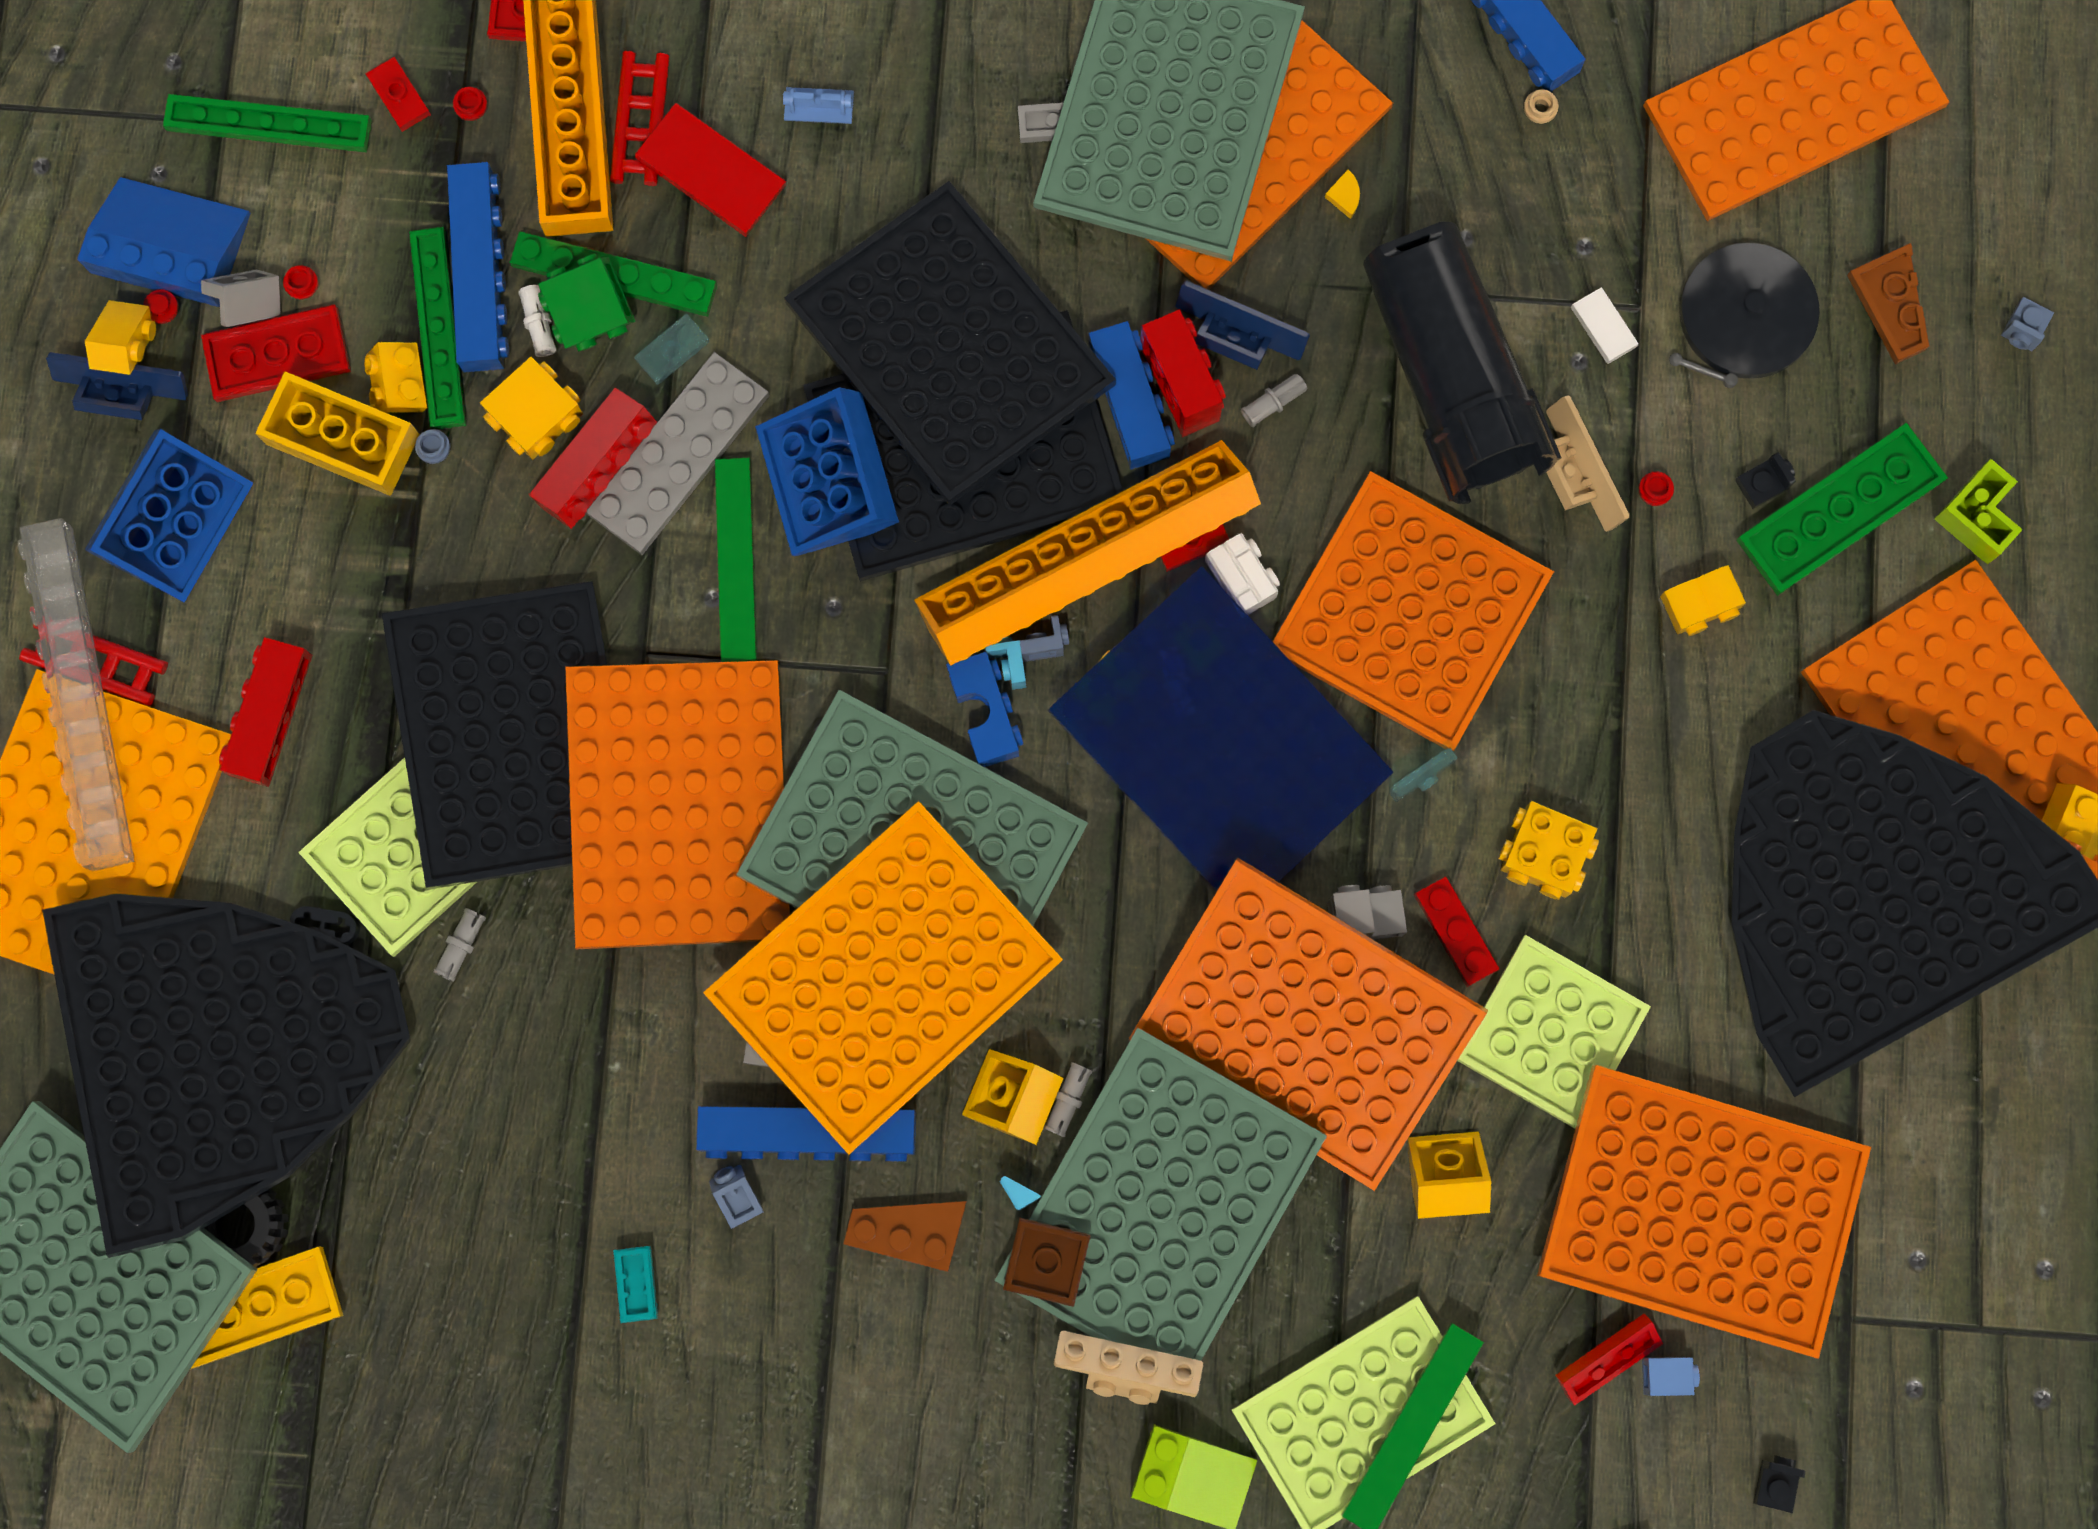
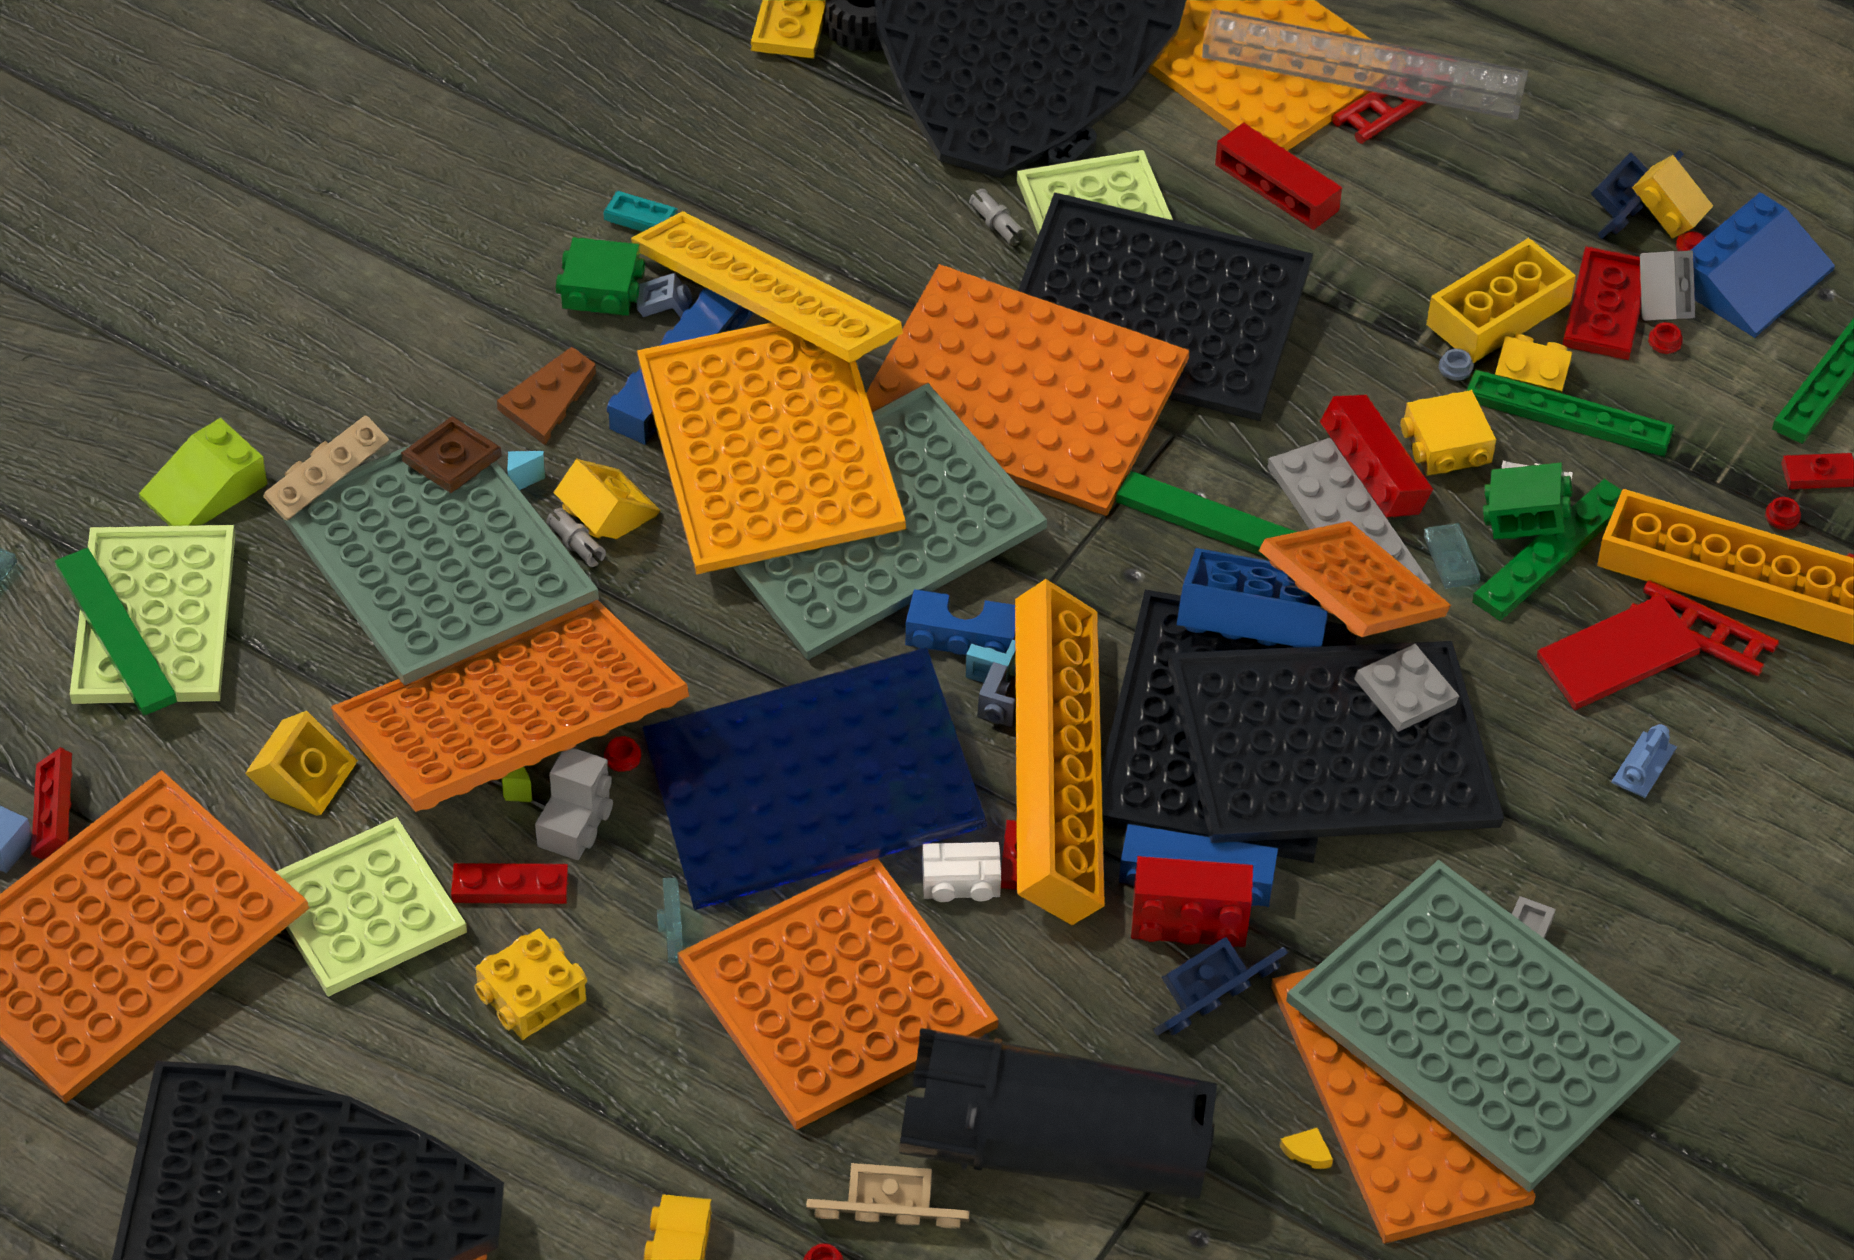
camera: 115 degrees right, 30 degrees down
(169, 515) = (1493, 179): blue slope -> none
(476, 267) = (1612, 452): blue brick -> none
(707, 1080) = (768, 286): none -> yellow plate
(748, 1265) = (600, 276): none -> green brick
(779, 389) = (1354, 578): none -> orange plate
(865, 305) = (1406, 687): none -> light grey plate
(1274, 400) = (1122, 982): light grey axle -> none

